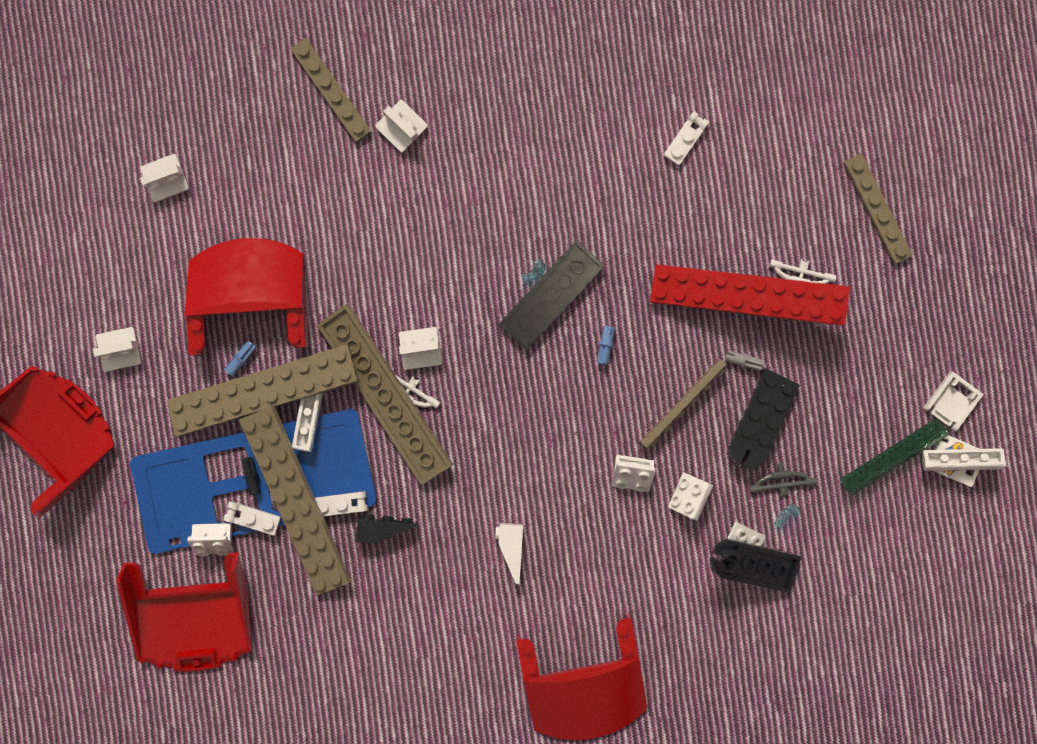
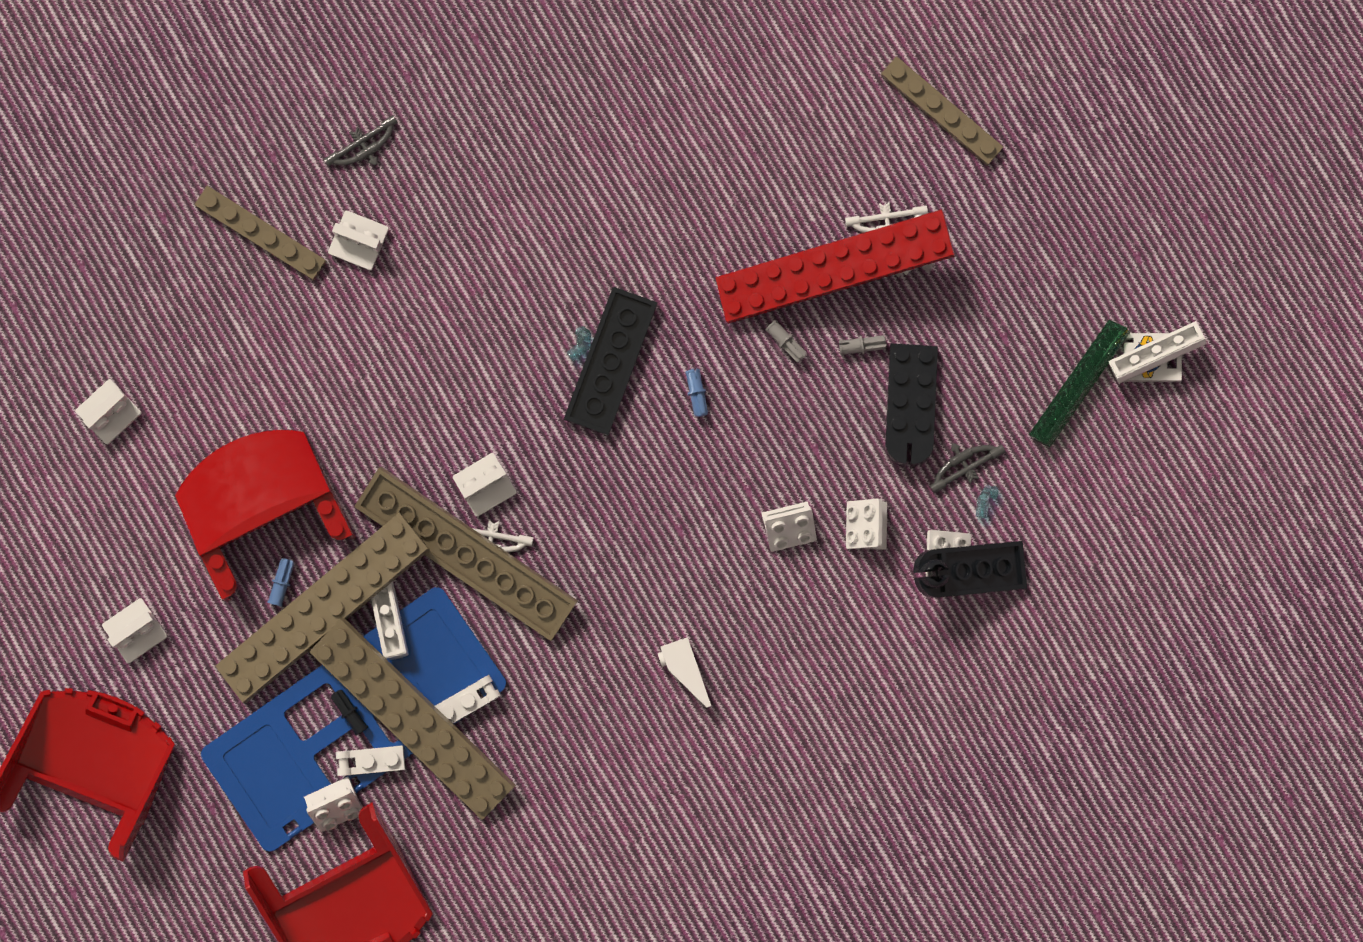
camera: 25 degrees left, 5 degrees down
(375, 530) = (522, 713): black slope -> none
(459, 47) = (359, 139): none -> dark grey piece
(585, 699) = (845, 806): red windscreen -> none
(685, 139) = (690, 122): white plate -> none
(688, 334) = (786, 341): none -> light grey axle
(689, 398) = (818, 413): dark tan plate -> none
(950, 404) = (1117, 296): white container -> none

